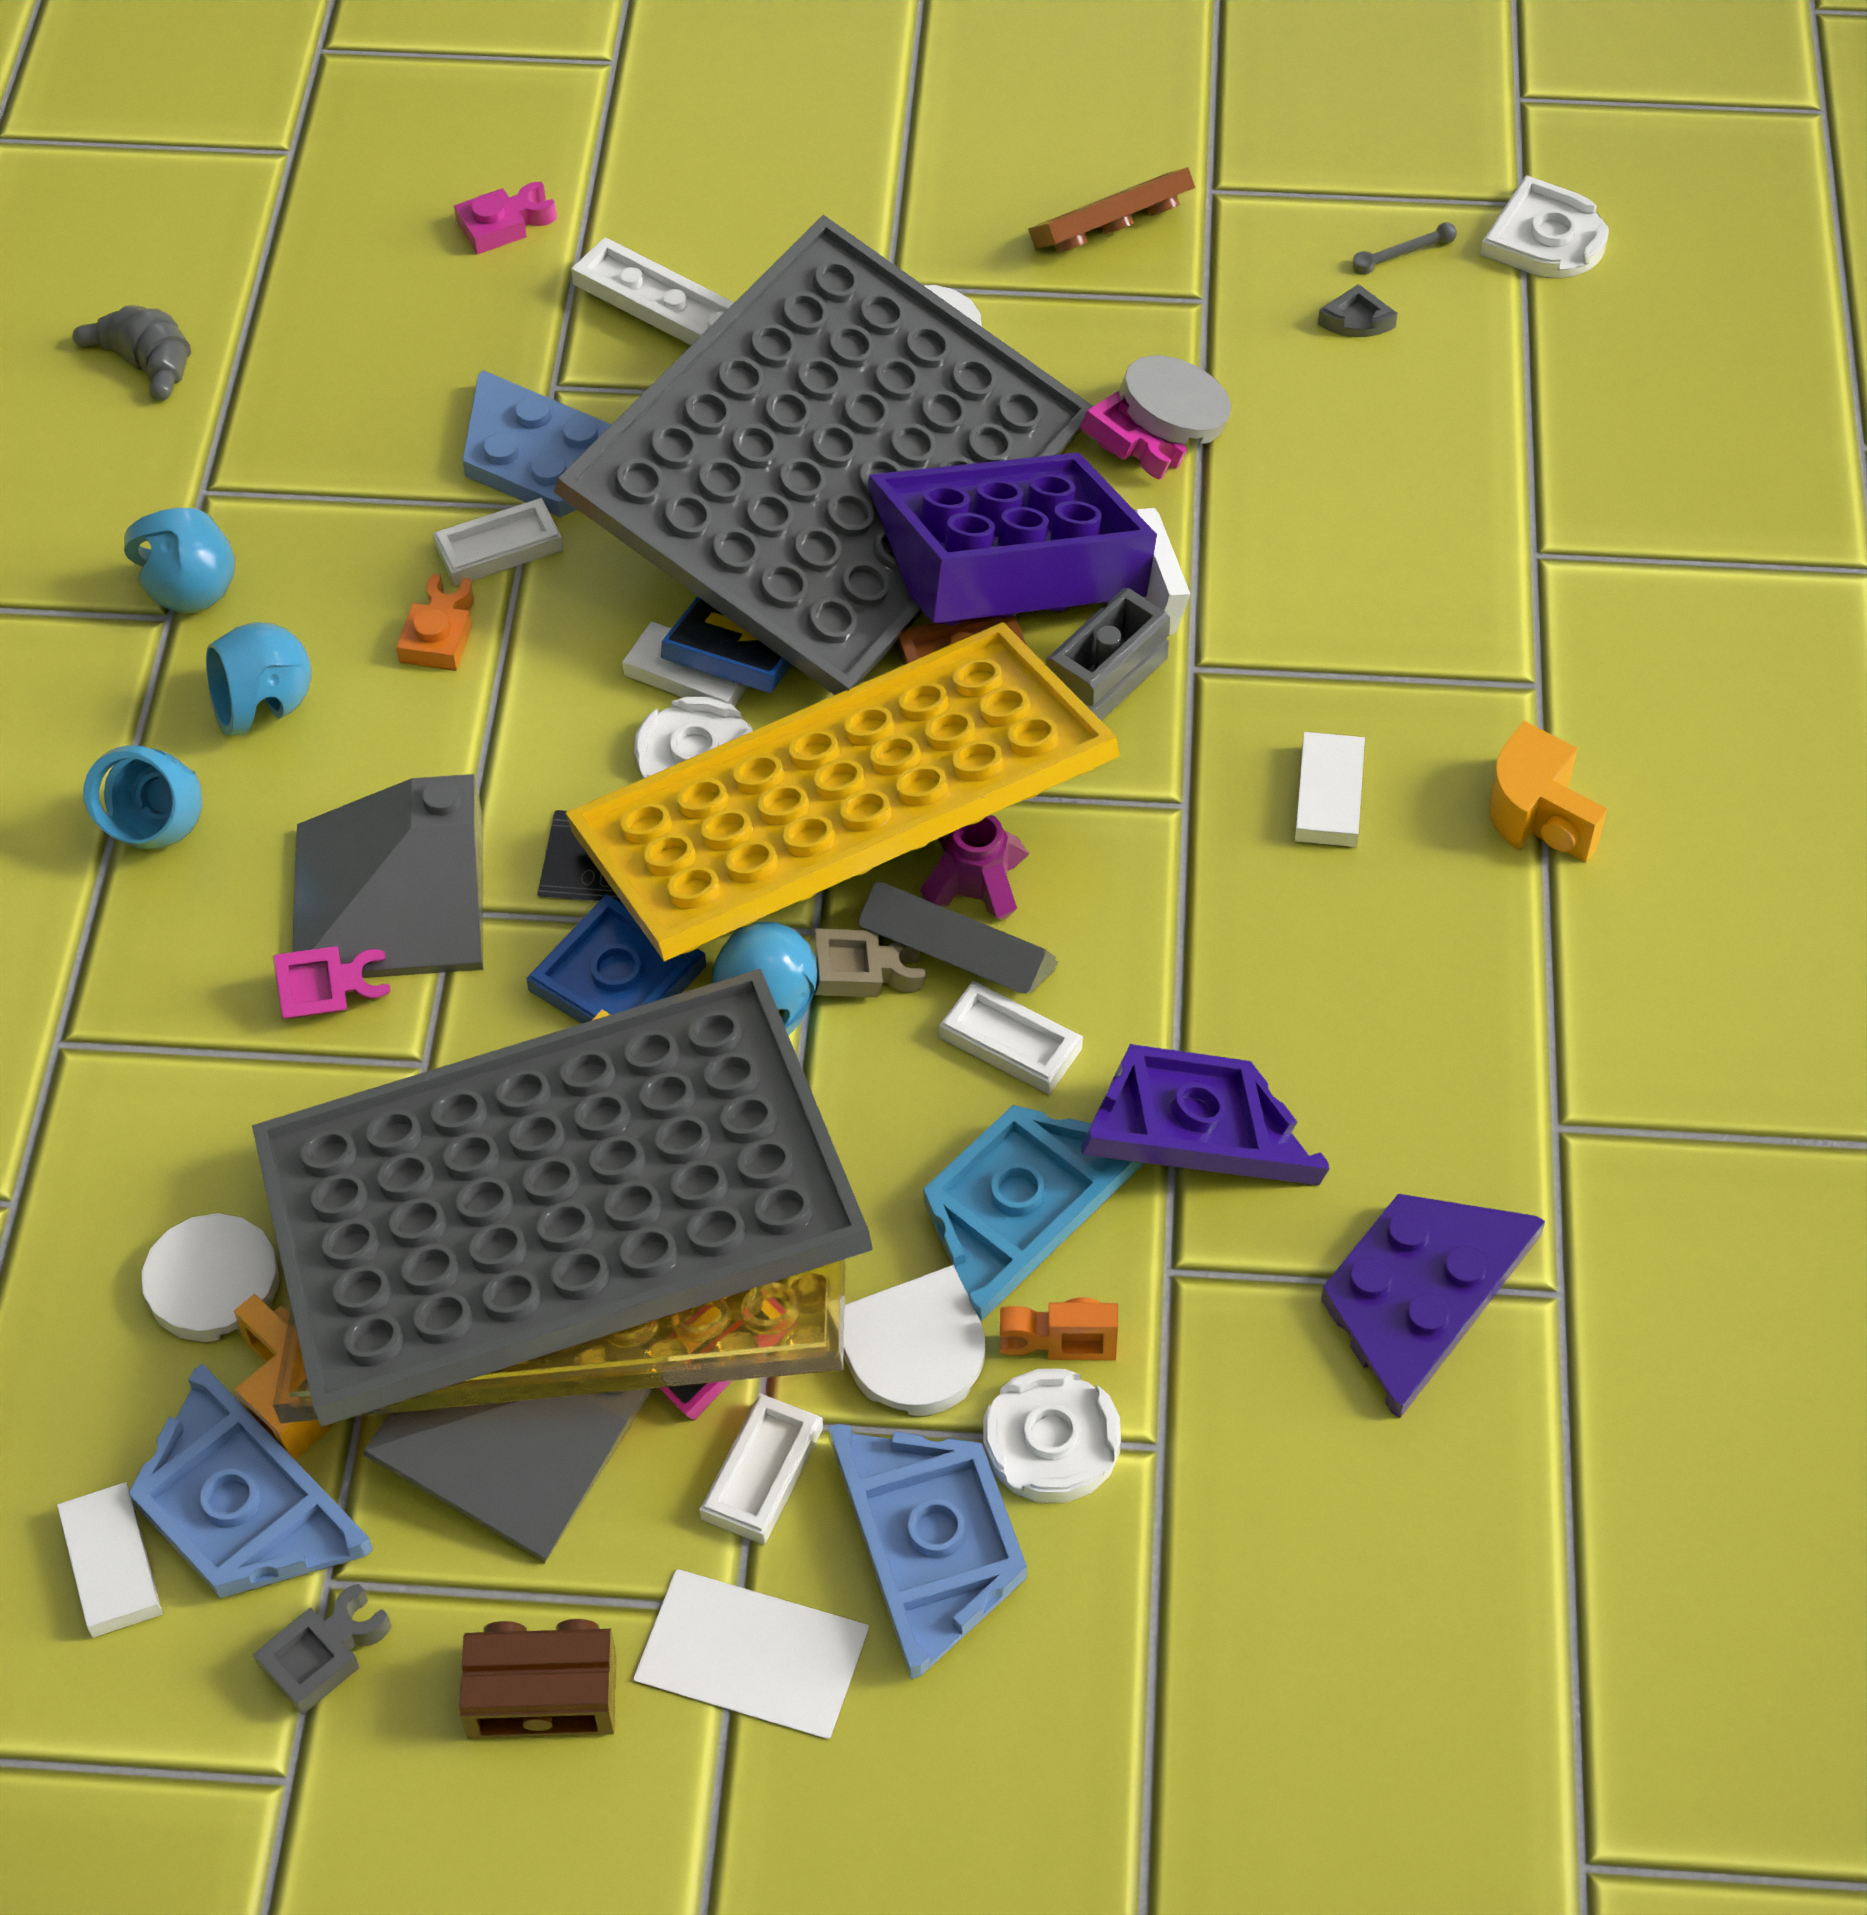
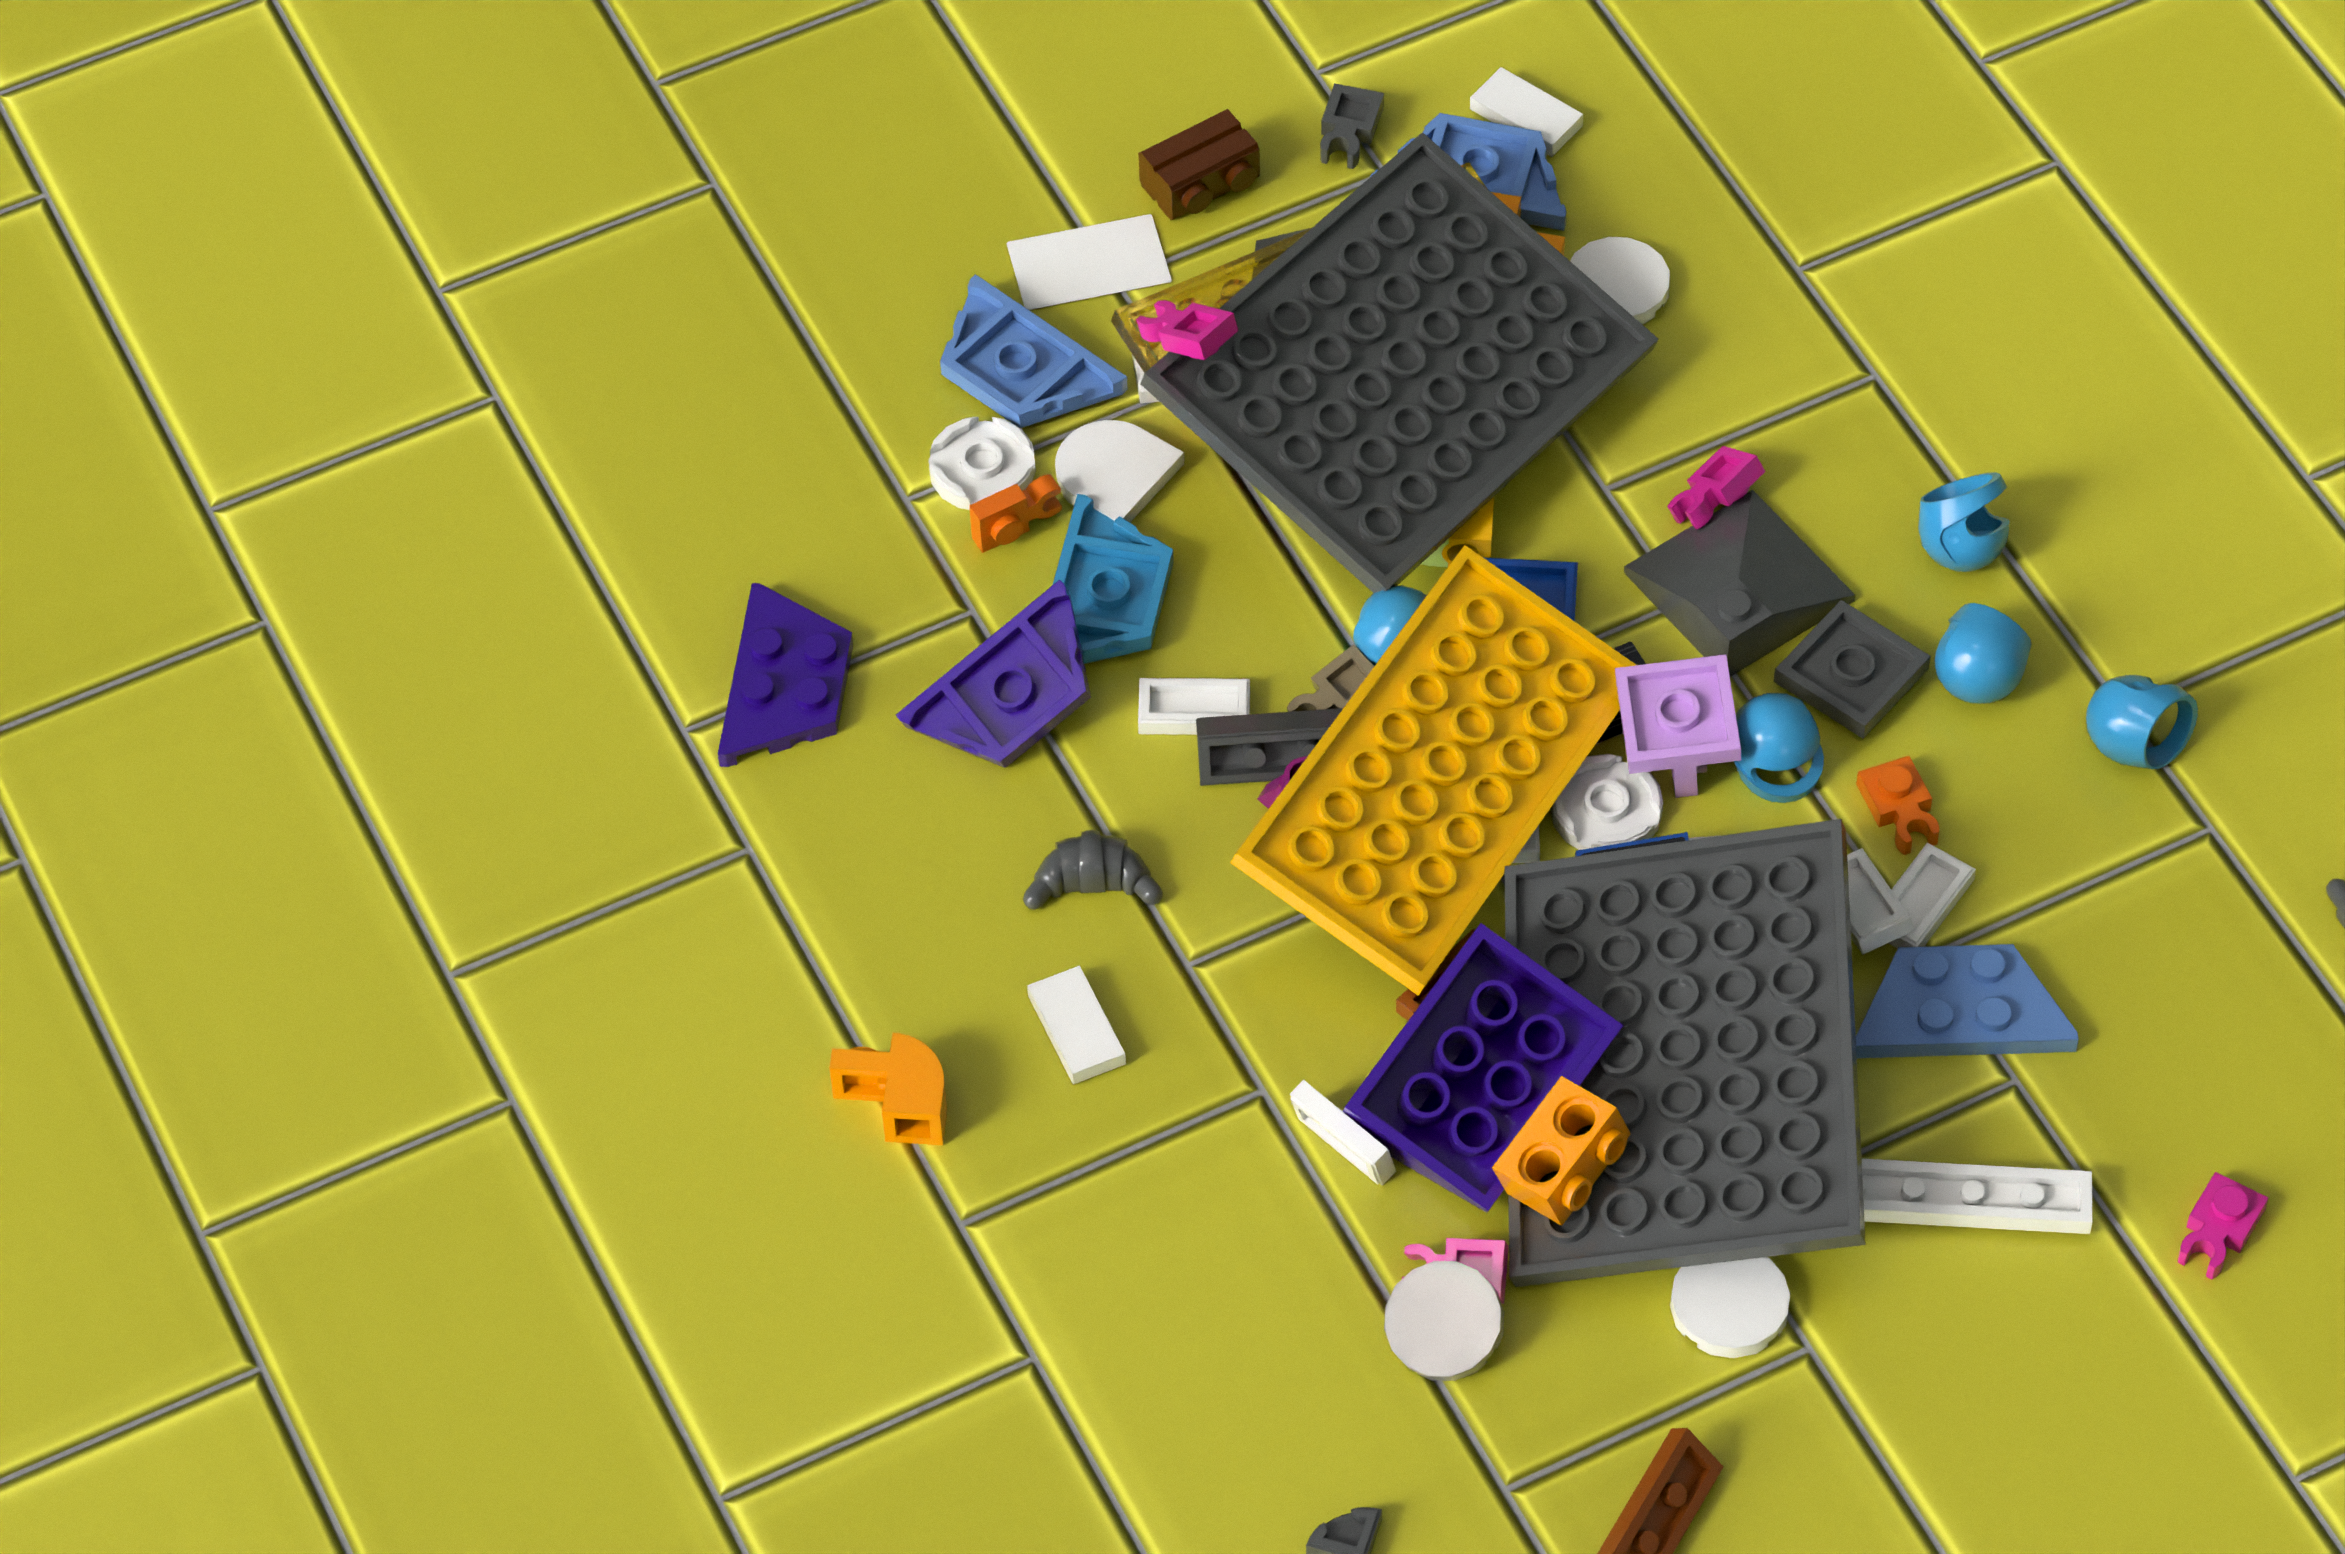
camera: 150 degrees right, 0 degrees up
(369, 742) = (1852, 669): none -> dark grey plate
(506, 701) = (1778, 736): none -> dark azure helmet
(552, 549) = (1874, 908): none -> white tile
(581, 733) = (1678, 718): none -> lavender bracket
(786, 1229) = (1191, 332): none -> dark pink plate
(996, 418) = (1549, 1145): none -> light orange brick
(1113, 651) = (1320, 1011): dark grey brick -> none
(1222, 923) = (1092, 866): none -> dark grey piece

